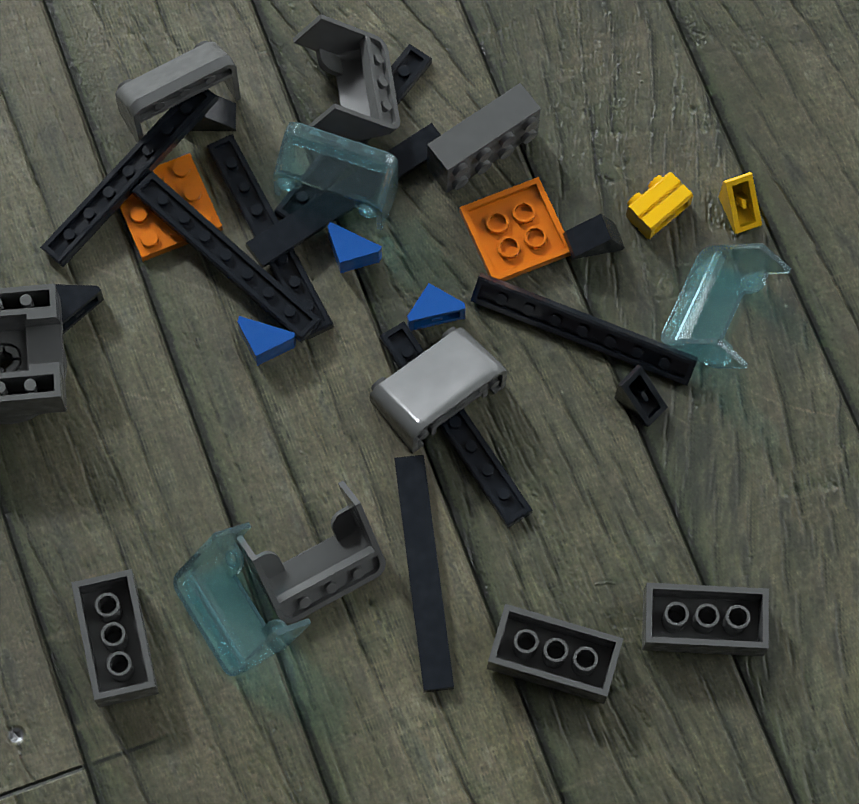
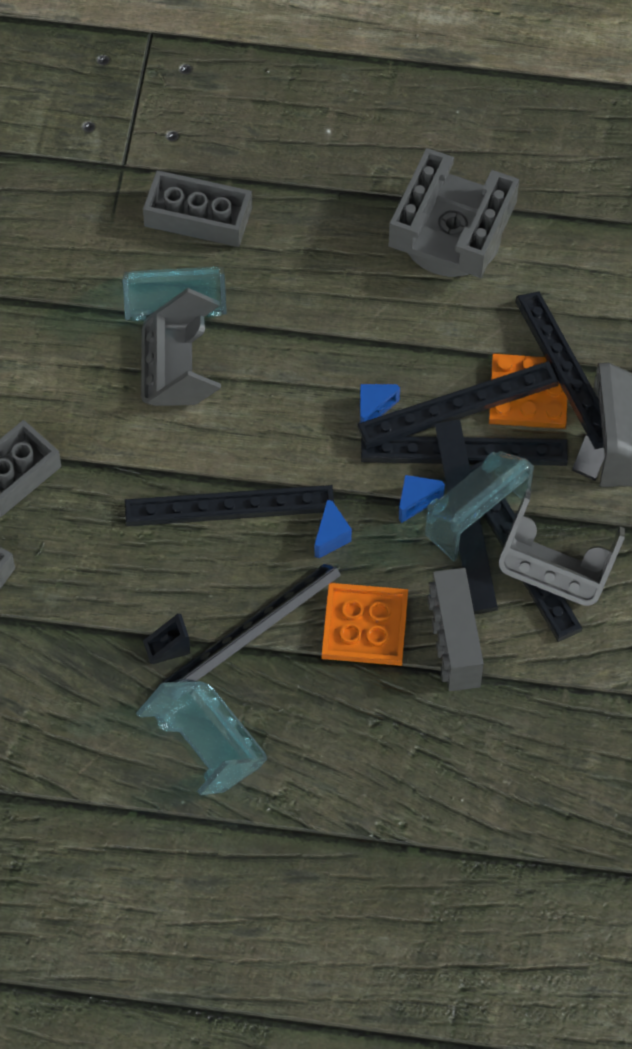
camera: 120 degrees right, 10 degrees down
(77, 302) = (478, 292): black slope -> none
(424, 574) = (126, 429): black tile -> none
(436, 386) = (263, 501): windscreen -> none
(593, 238) = (322, 677): black slope -> none
(658, 205) = (325, 741): yellow brick -> none
(740, 203) = (289, 807): yellow slope -> none

